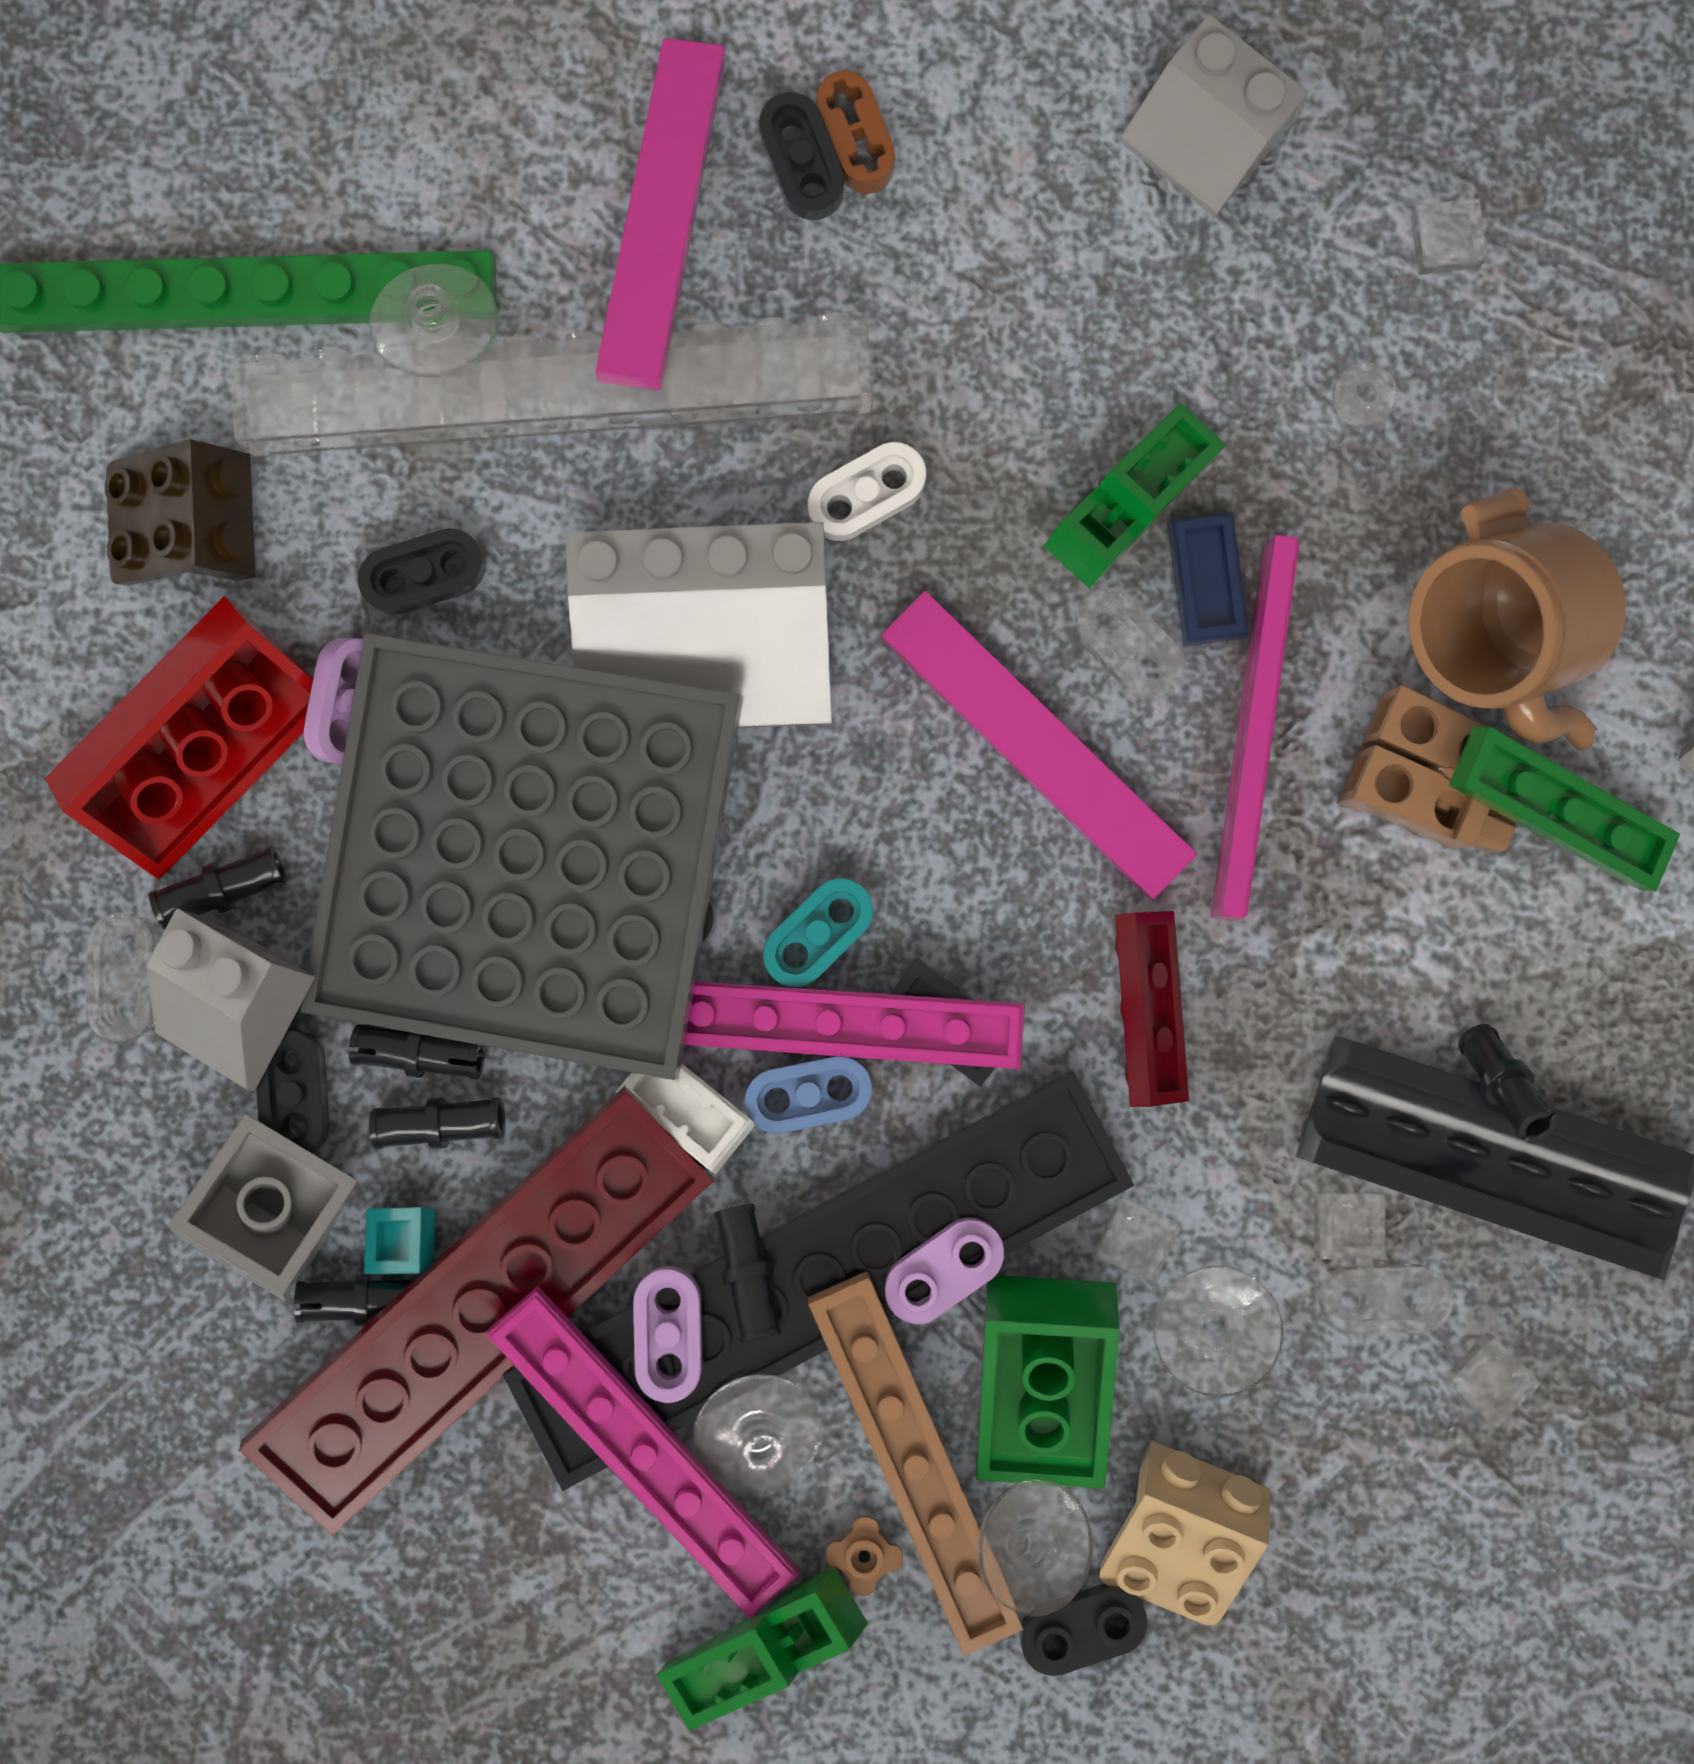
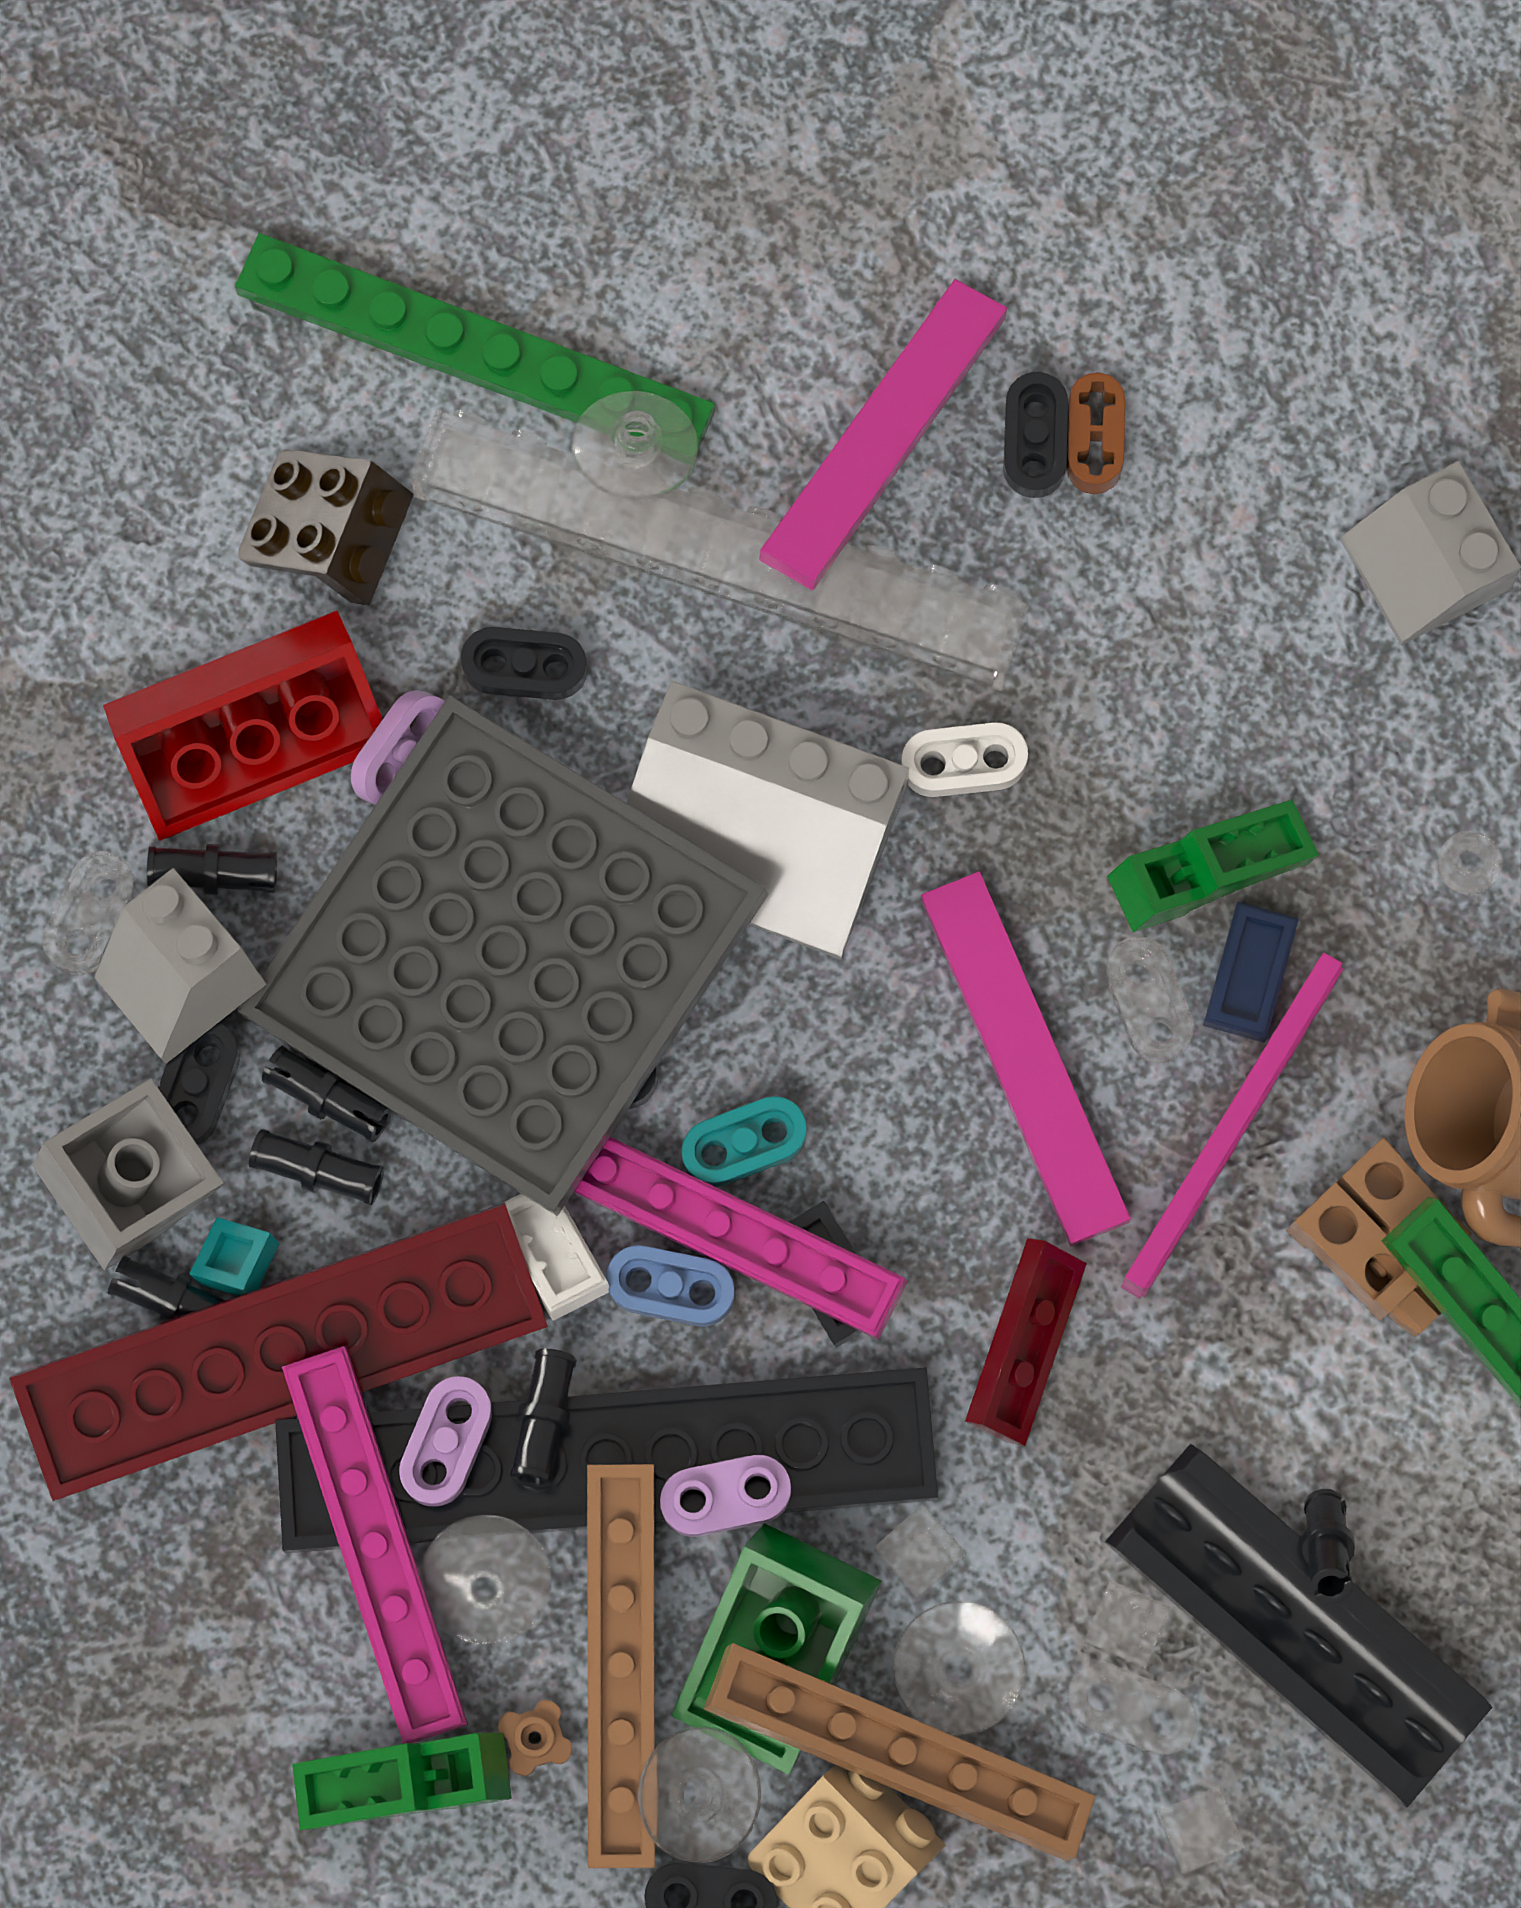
camera: 25 degrees right, 10 degrees down
(1199, 1439) = (899, 1752): none -> medium nougat plate

